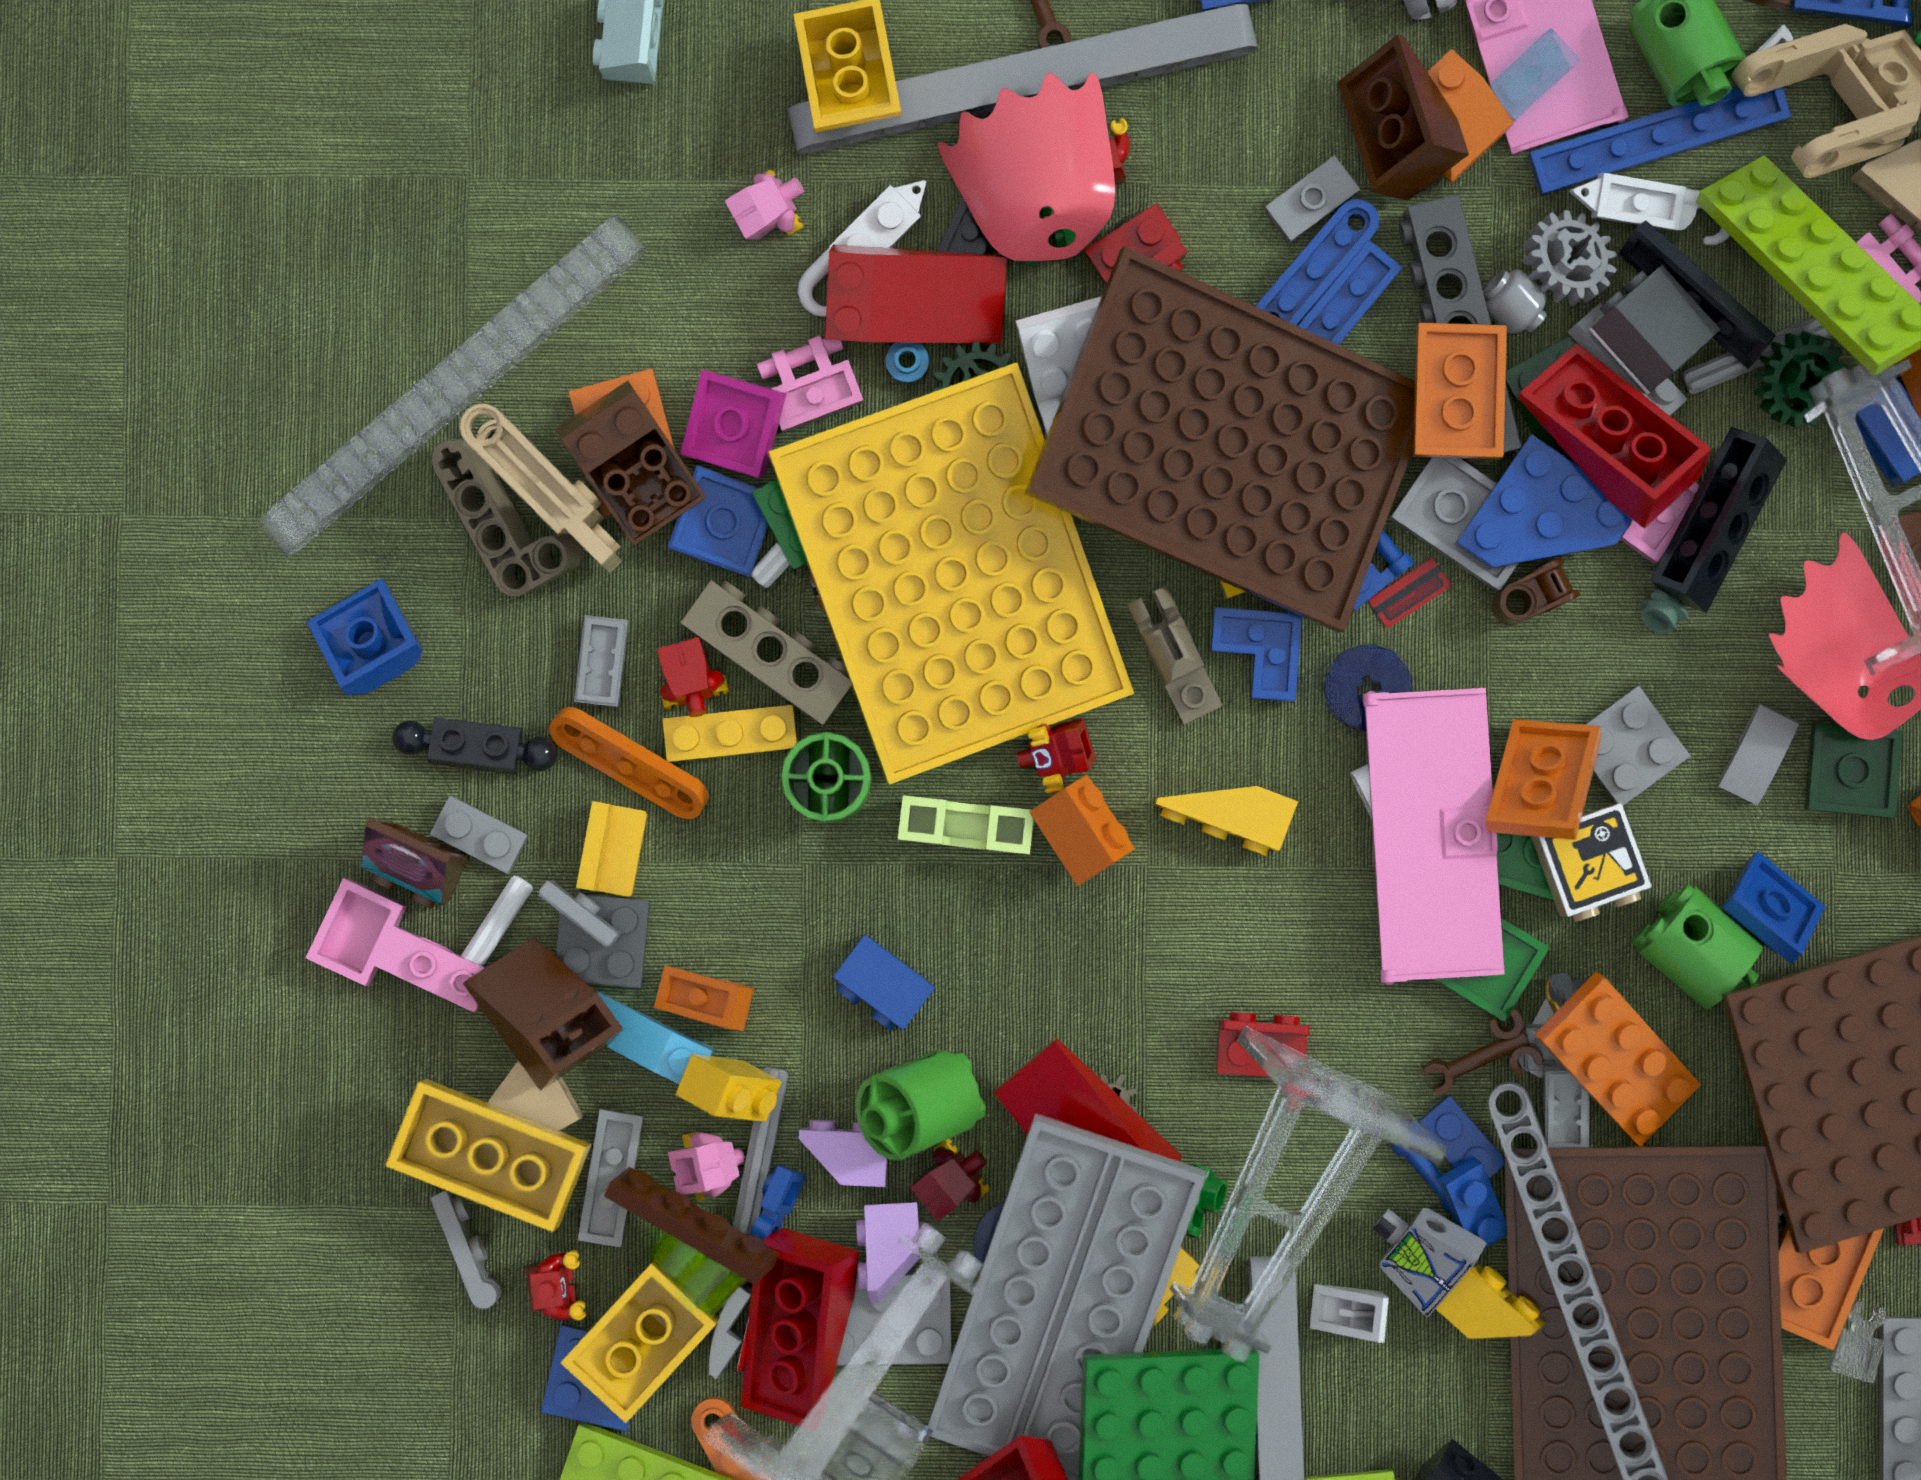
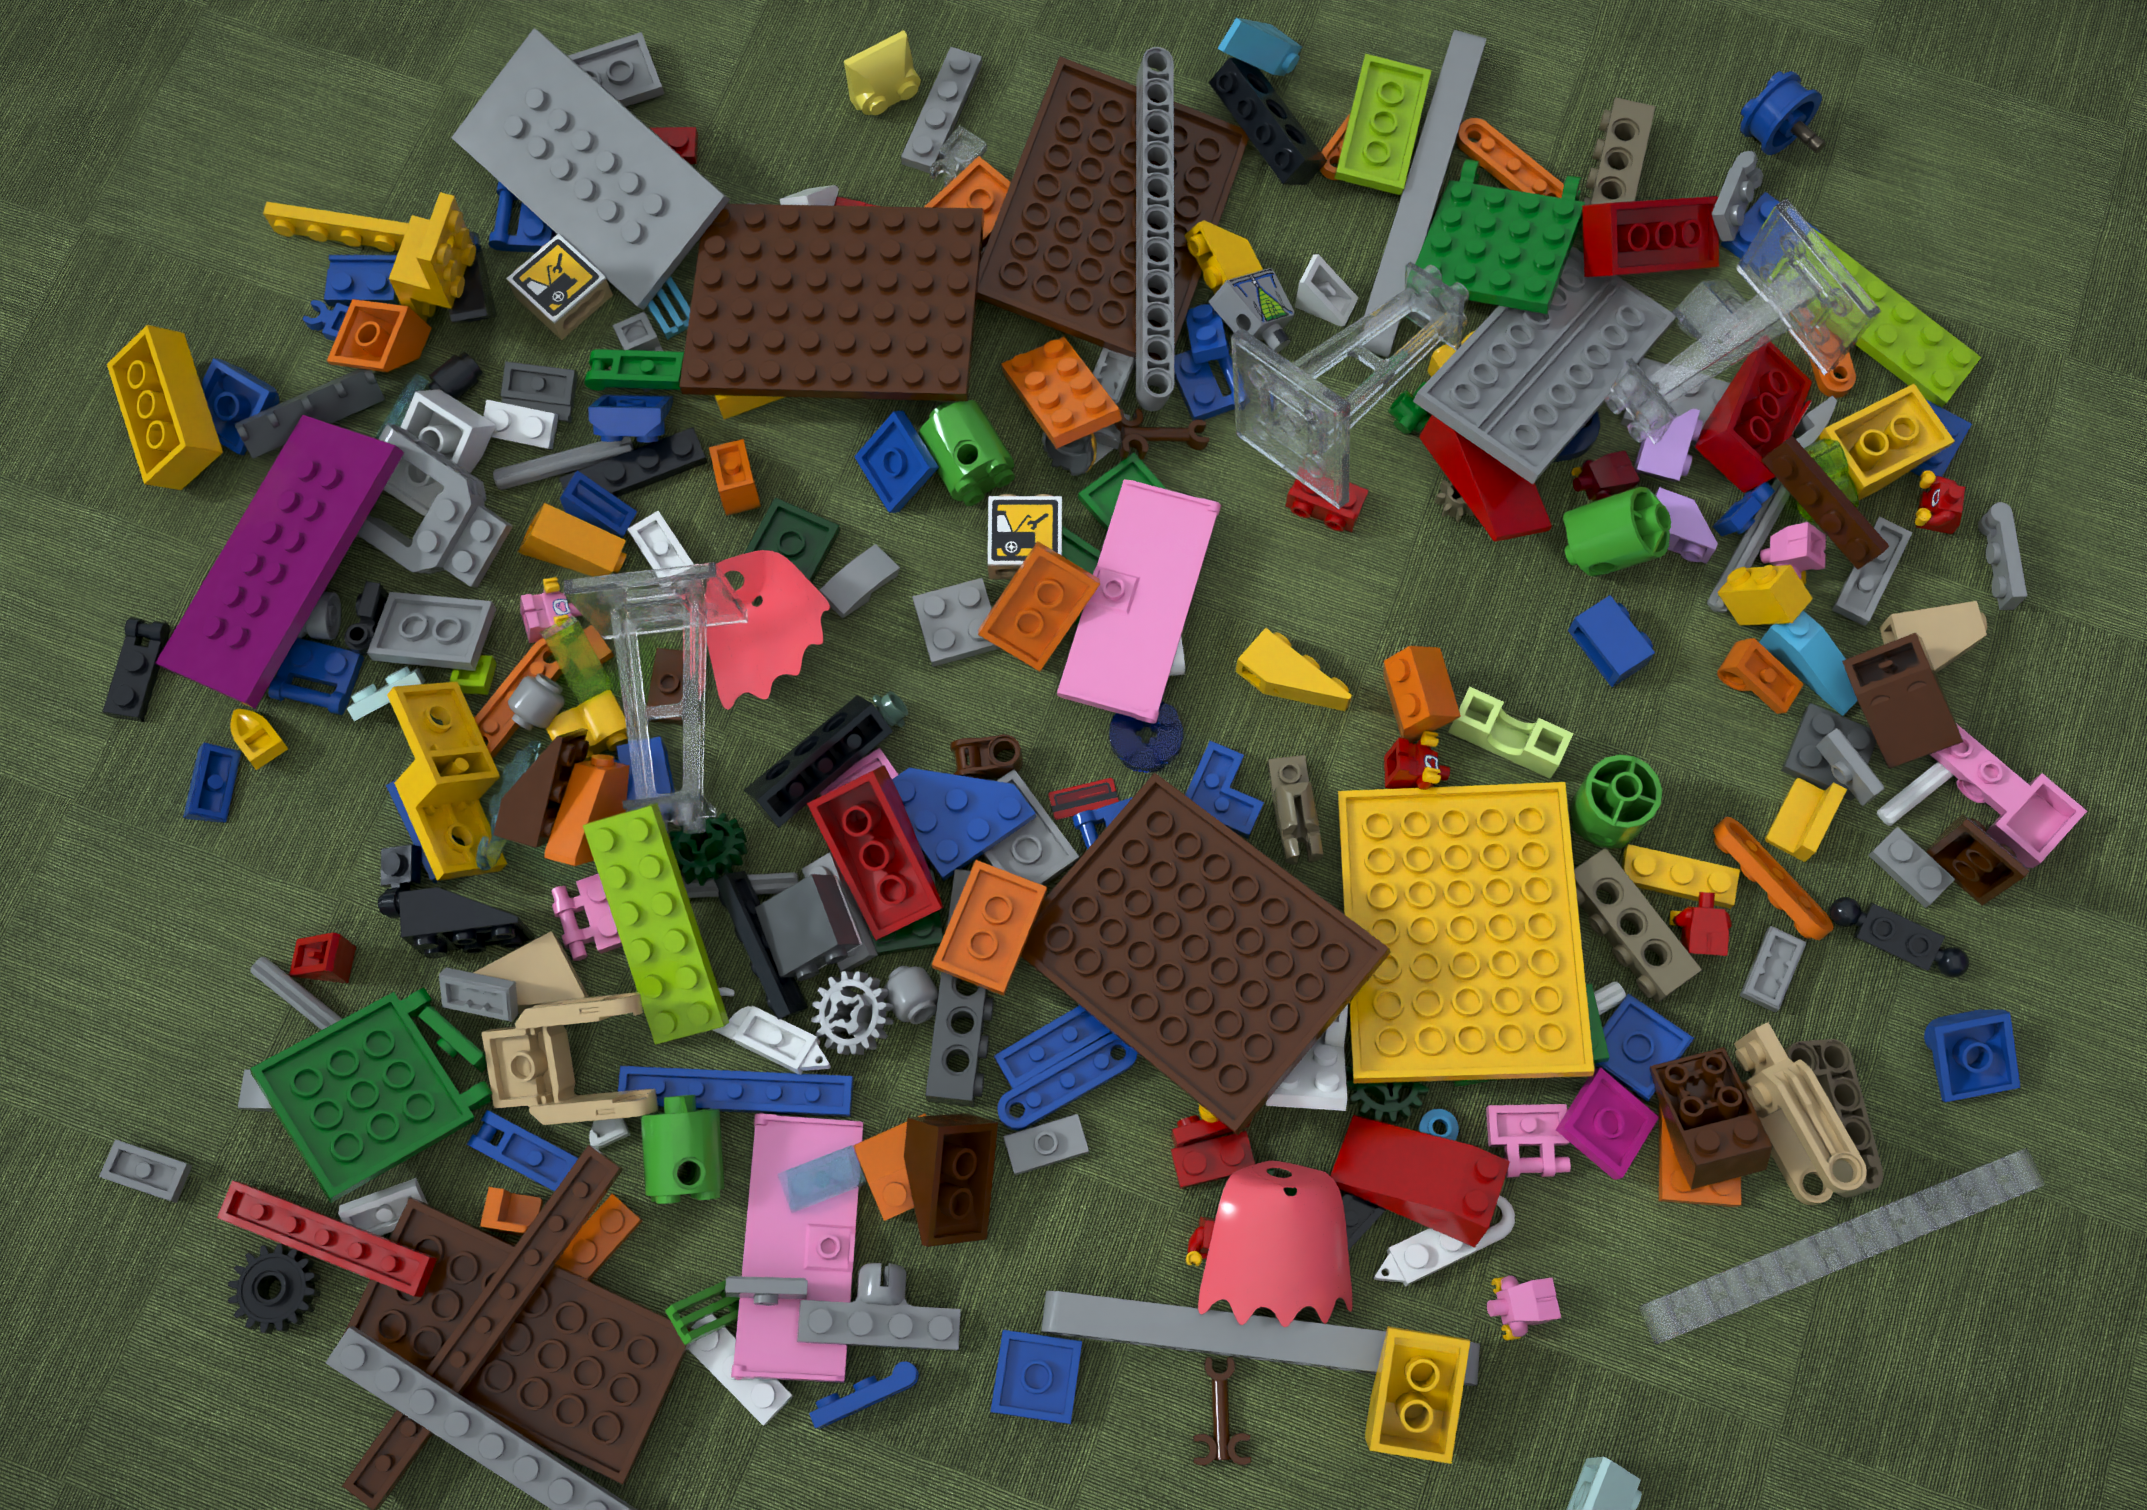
camera: 160 degrees left, 15 degrees down
(488, 1155) = (1978, 602): yellow brick -> none

